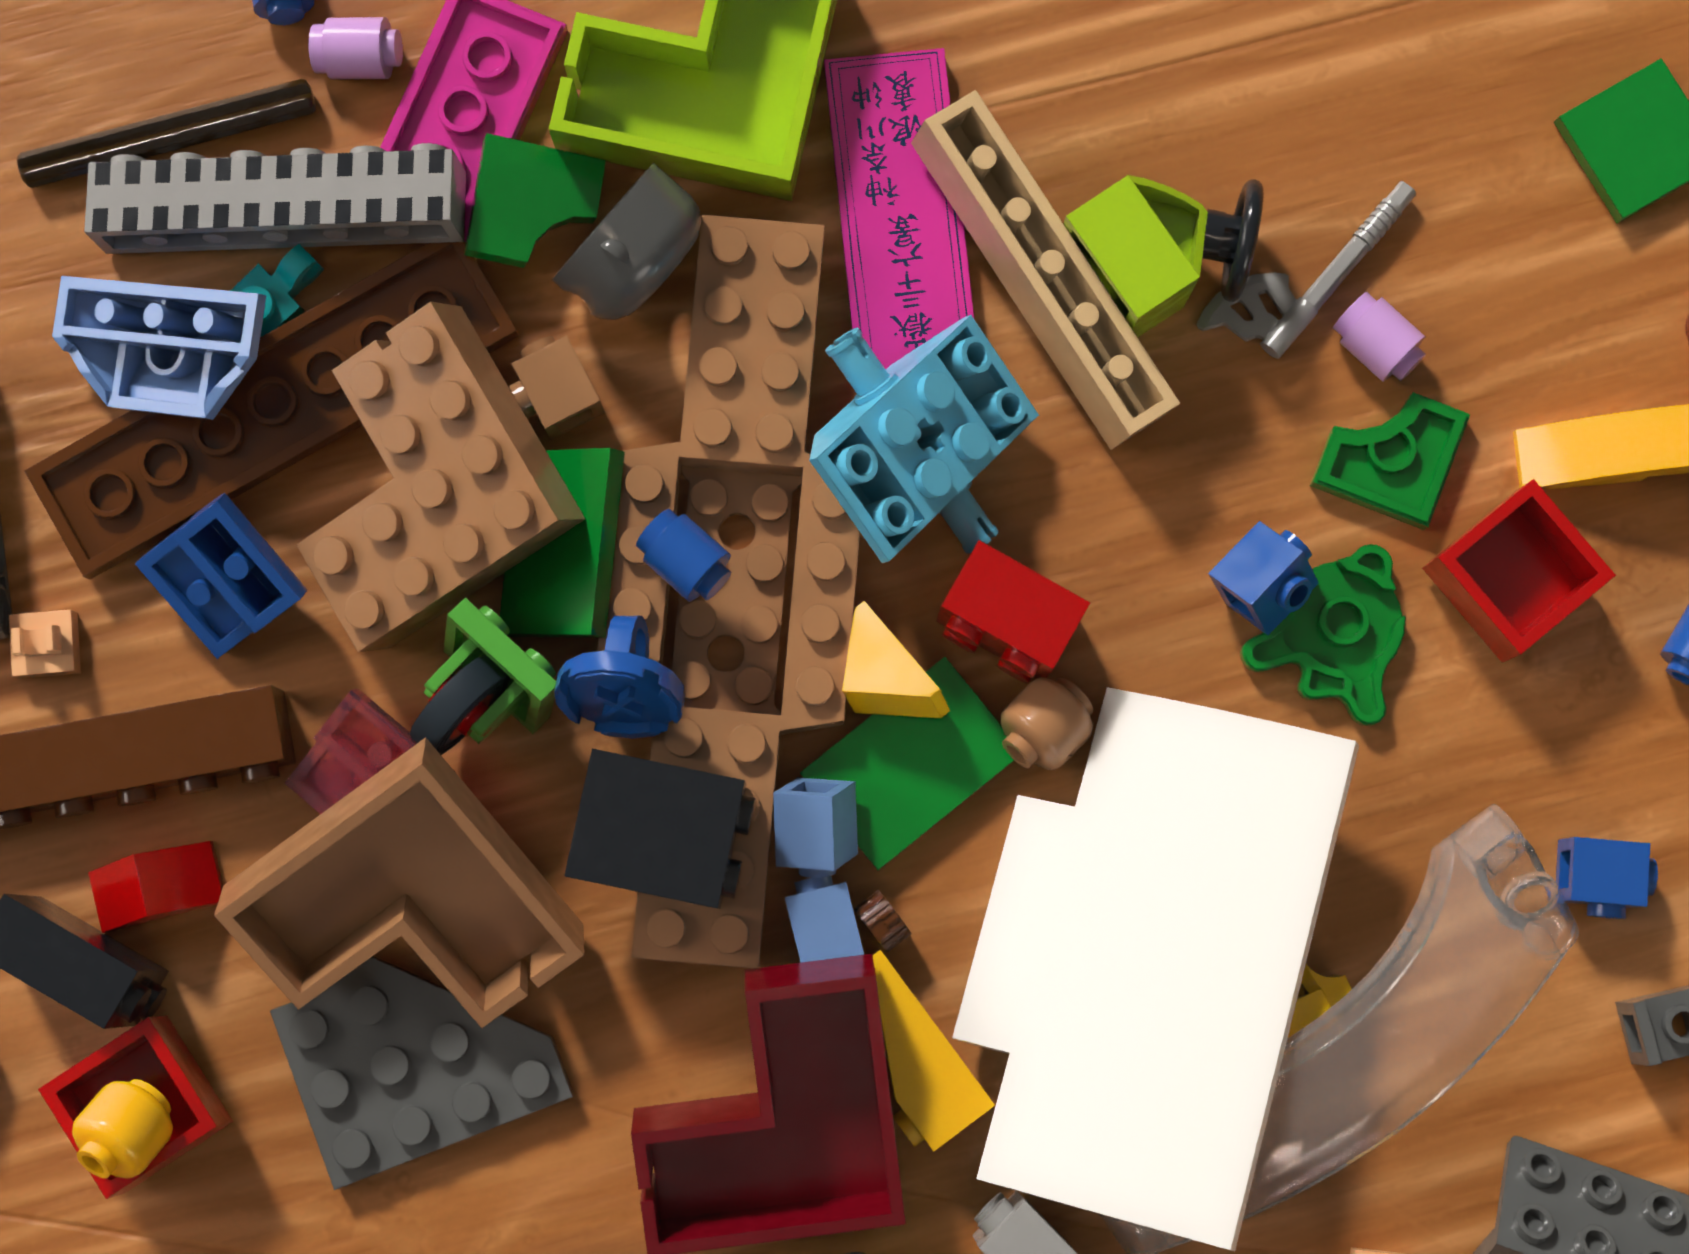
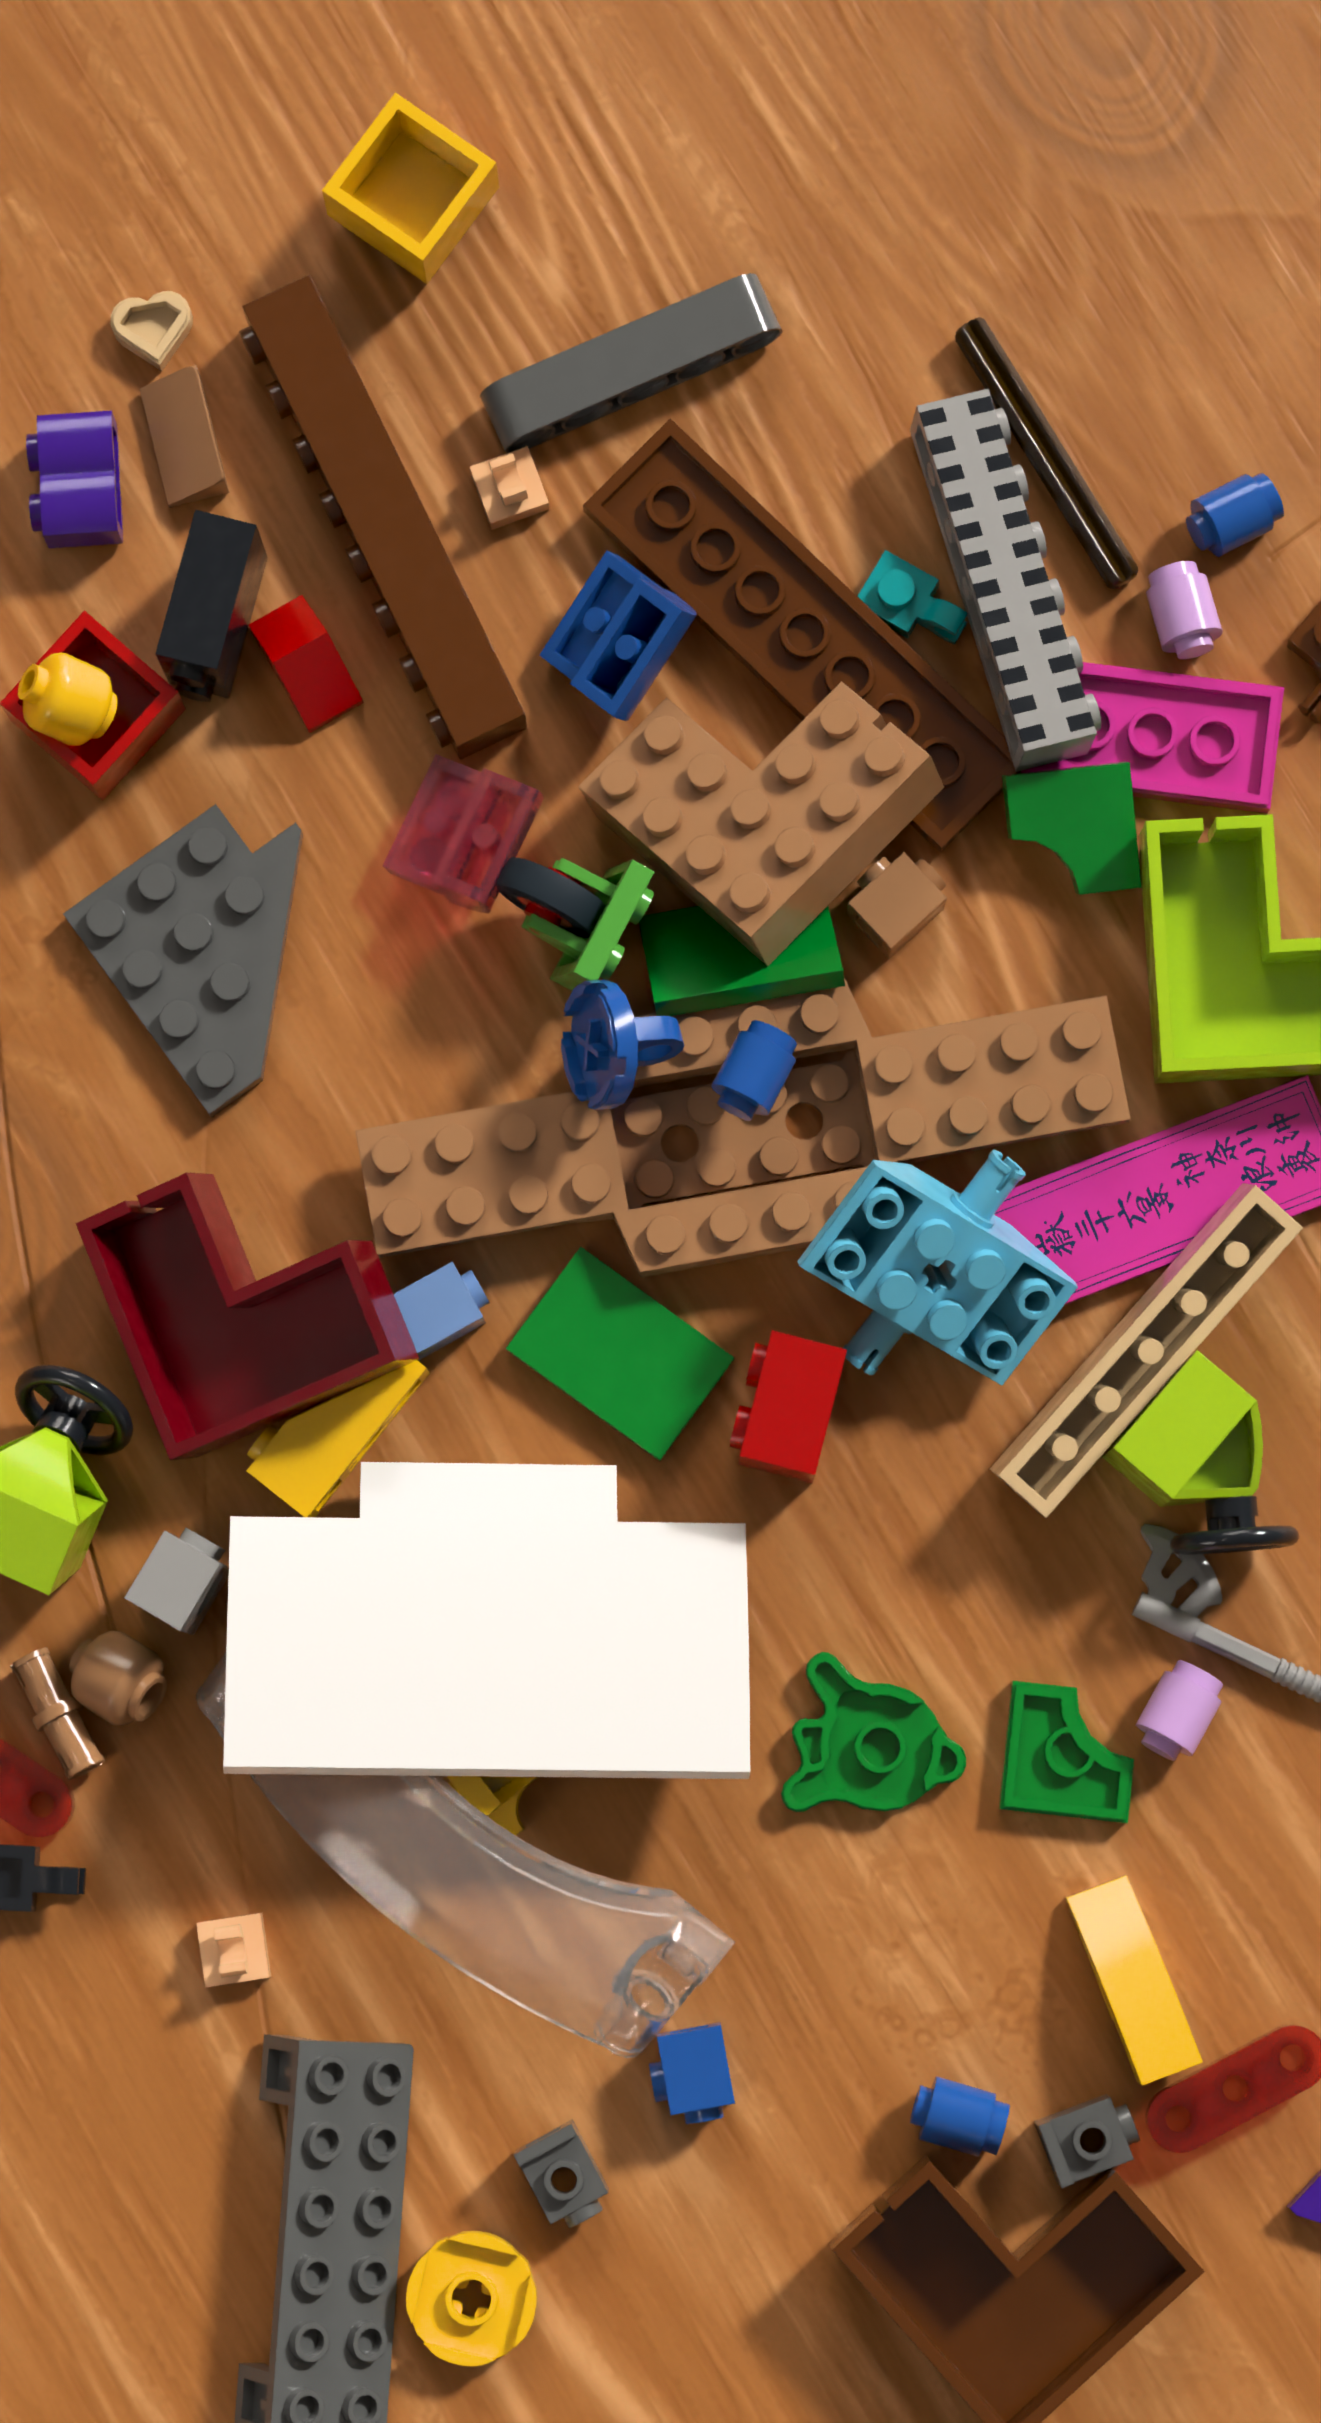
camera: 80 degrees right, 0 degrees up
(159, 343) = (826, 508): medium blue wedge -> none
(409, 861) = (388, 893): medium nougat piece -> none
(633, 247) = (1052, 936): dark grey piece -> none
(659, 829) = (481, 1120): black brick -> none
(815, 825) = (531, 1273): medium blue brick -> none
(882, 921) = (456, 1365): reddish brown axle -> none
(884, 675) = (697, 1298): yellow slope -> none
(1046, 723) = (693, 1473): medium nougat head -> none
(1265, 576) = (900, 1653): brick -> none
(1519, 571) = (975, 1905): red piece -> none

